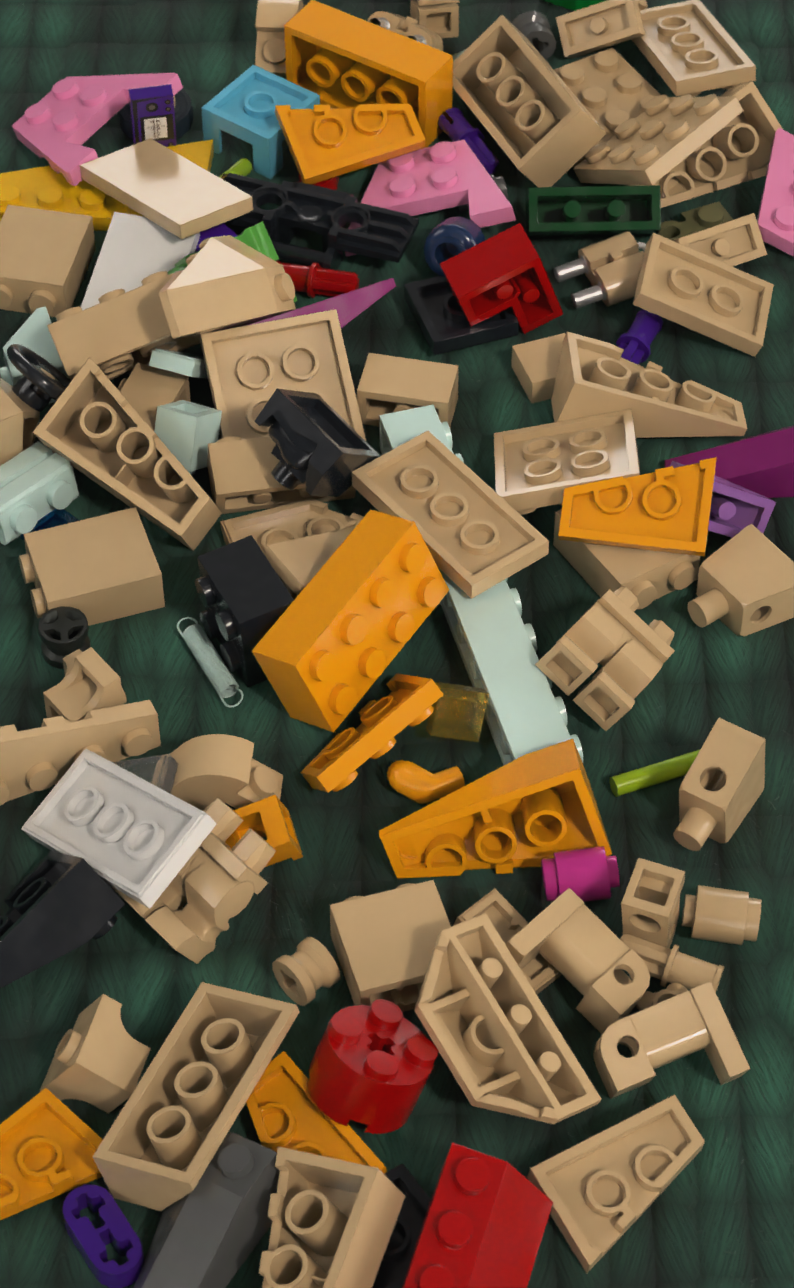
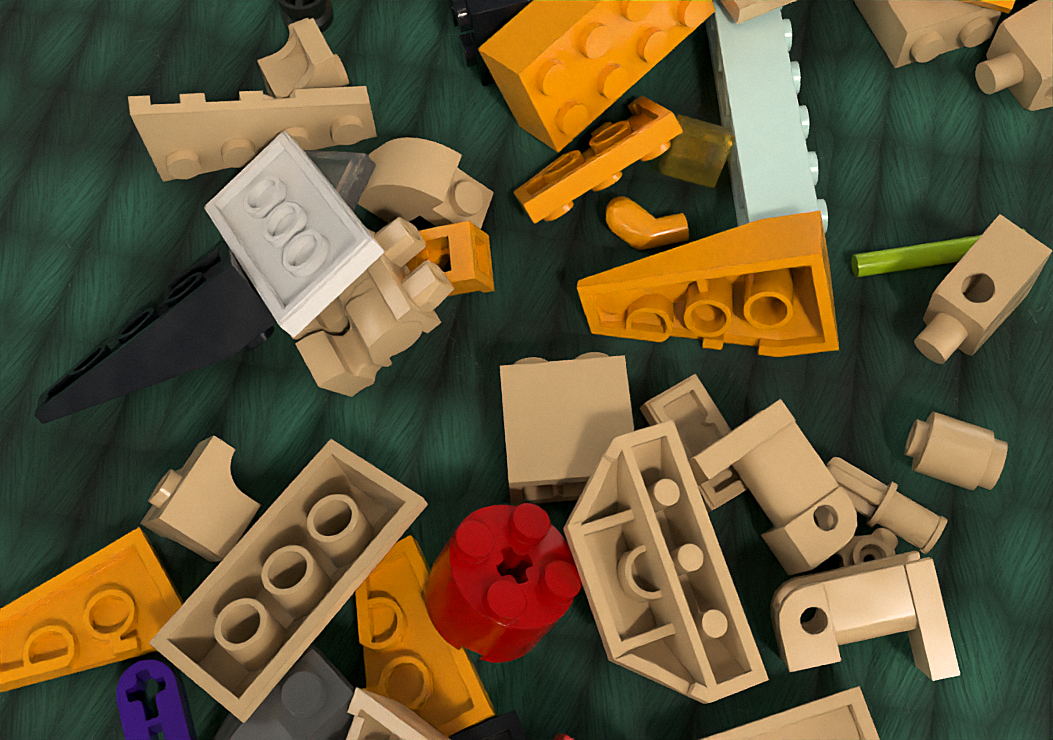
camera: 15 degrees right, 15 degrees up
(210, 661) = (448, 52): light aqua piece -> none
(306, 971) = (462, 434): tan wheel -> none
(584, 871) = (797, 370): dark pink brick -> none
(618, 641) = (896, 102): tan hips -> none
(652, 902) = (878, 430): tan leg -> none

